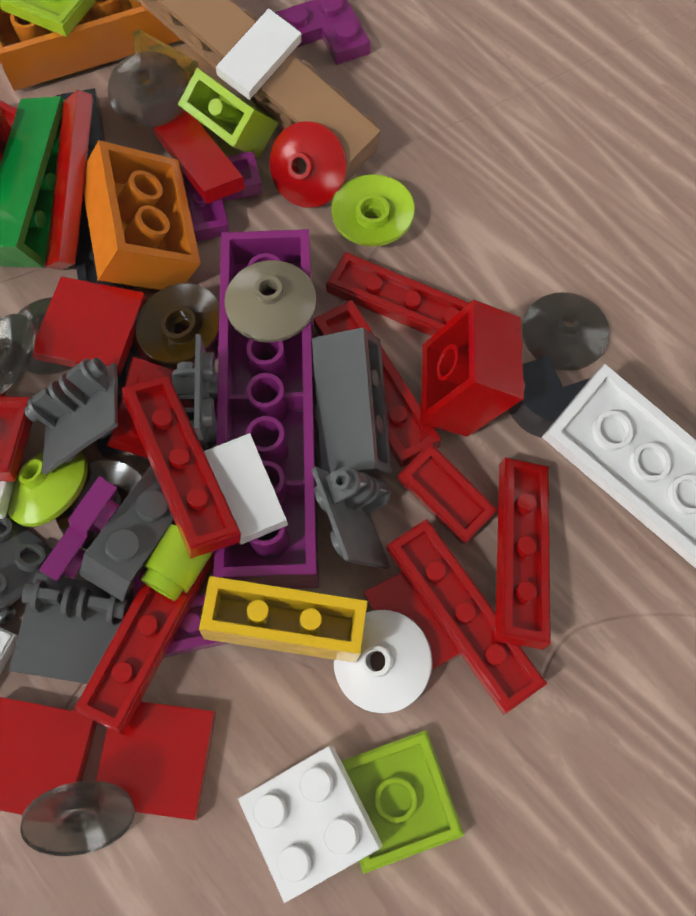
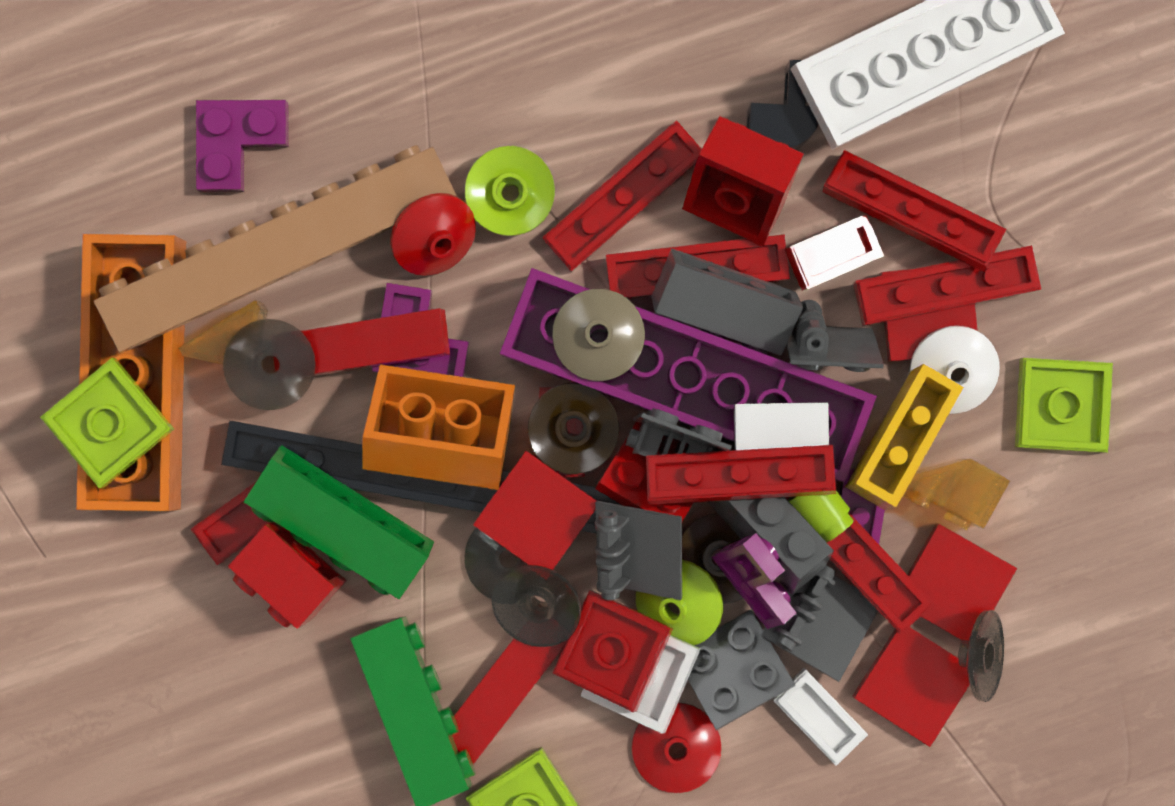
camera: 70 degrees left, 20 degrees up
(69, 180) = (366, 482): red tile -> none
(227, 113) = (334, 291): lime brick -> none
(257, 714) = (961, 488): none -> clear yellow slope
(258, 54) = (309, 236): white tile -> none
(309, 823) = (1056, 478): white plate -> none
(566, 346) = (707, 85): clear smoke dish -> none

